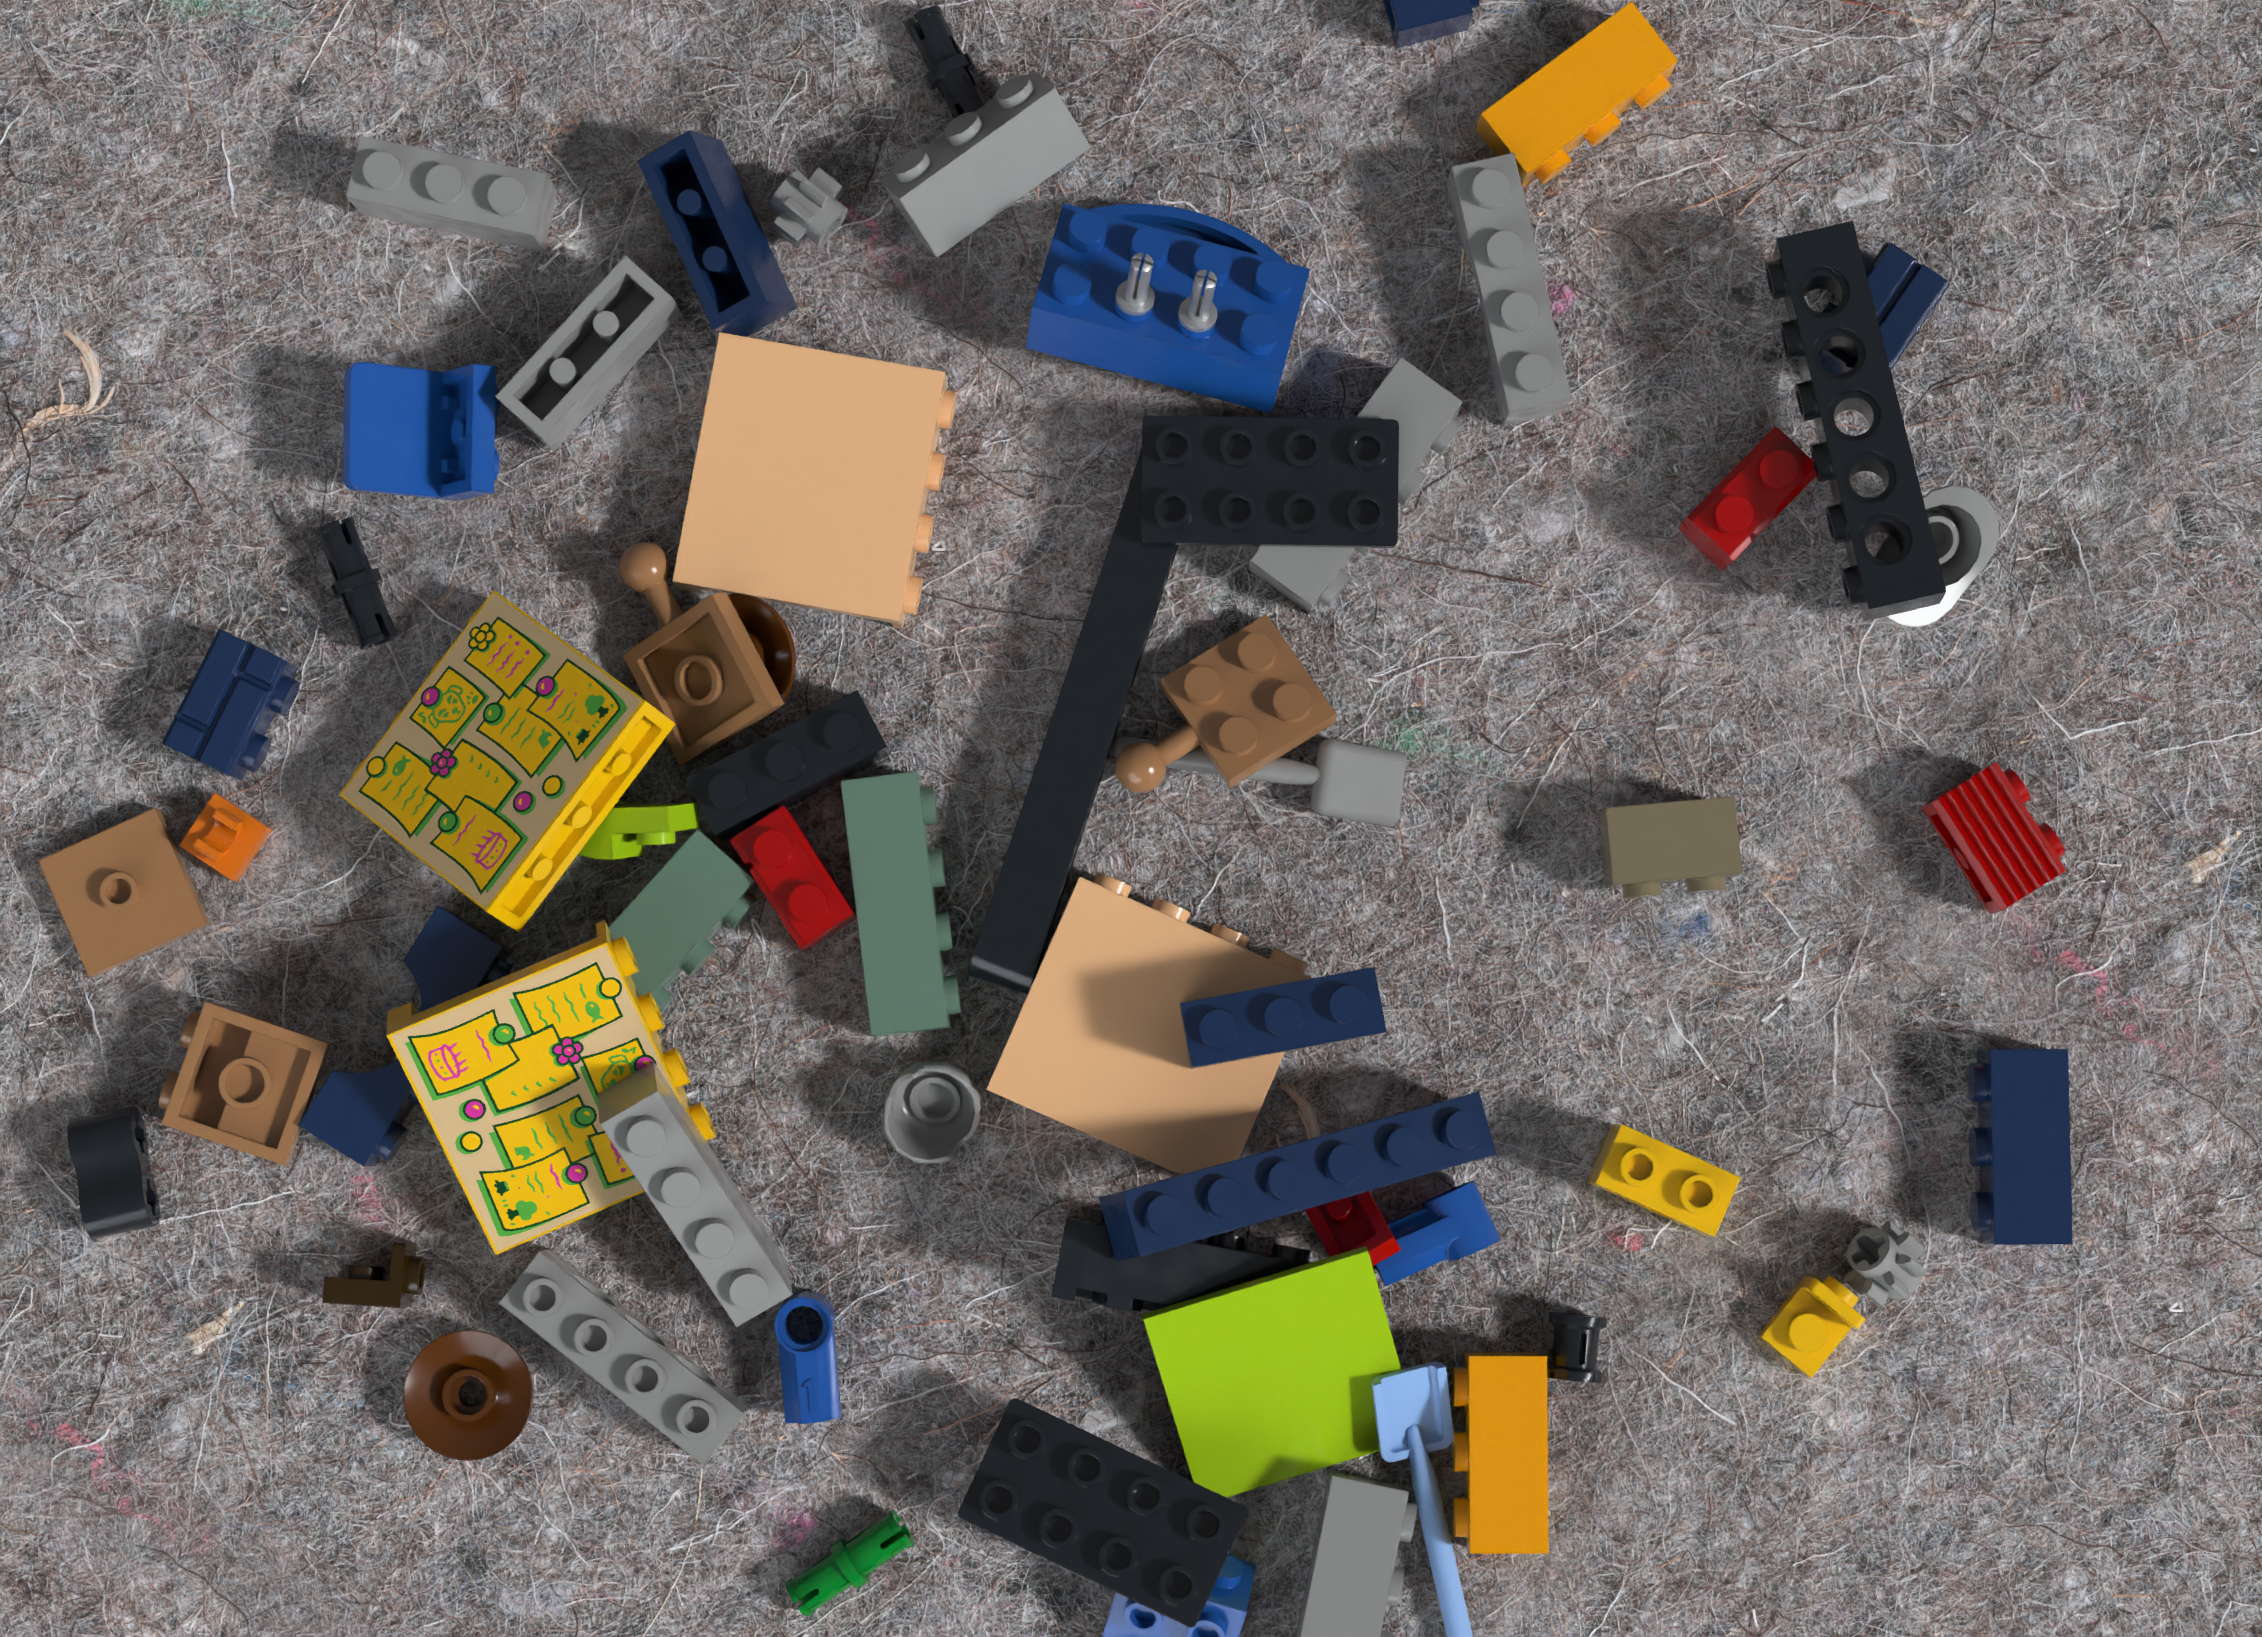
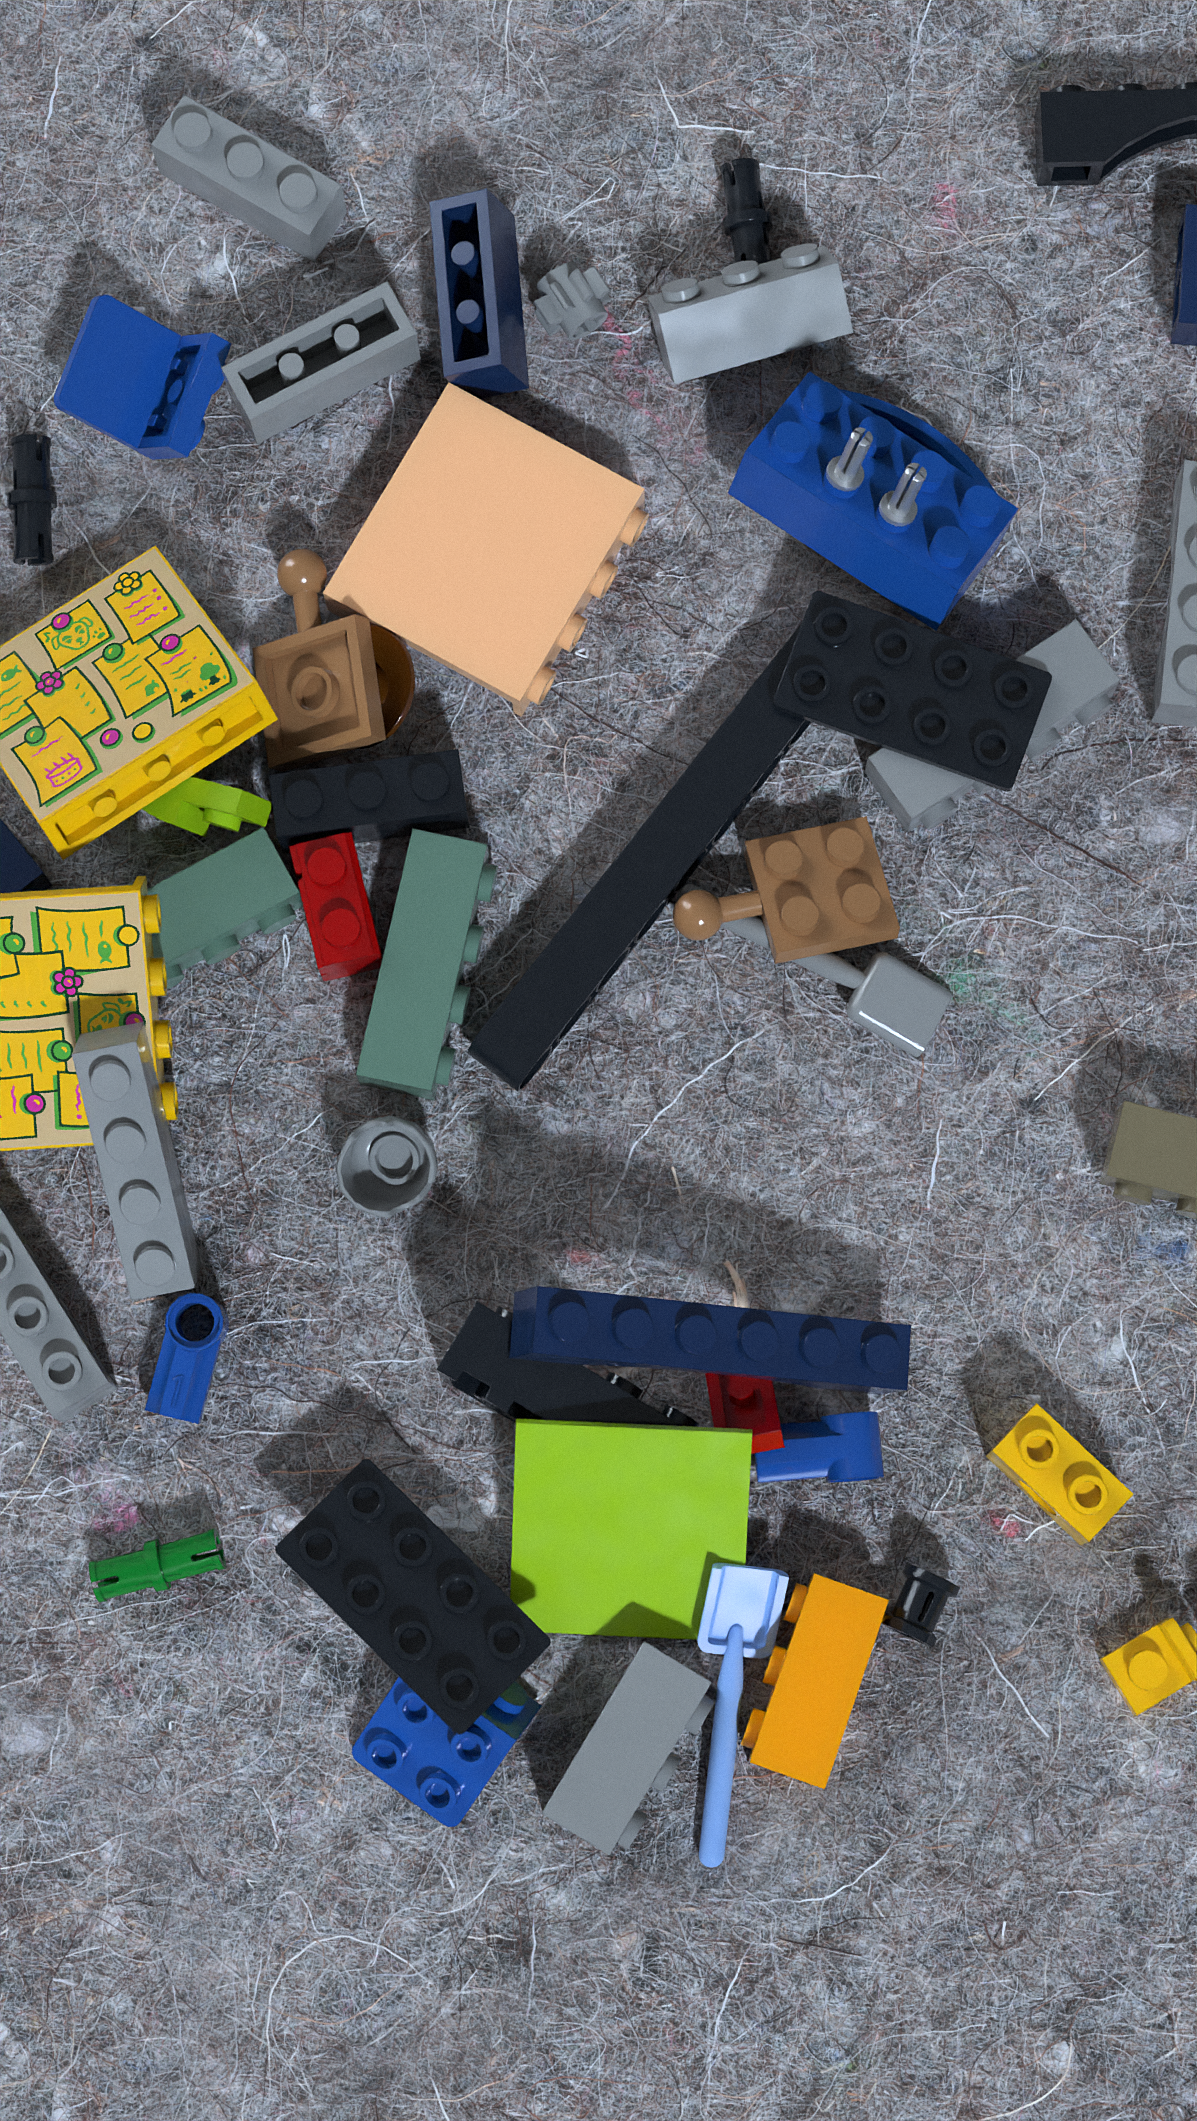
camera: 20 degrees right, 5 degrees down
(1108, 1037) = (620, 1160): light nougat panel -> none
(1282, 1018) = (748, 1187): dark blue brick -> none

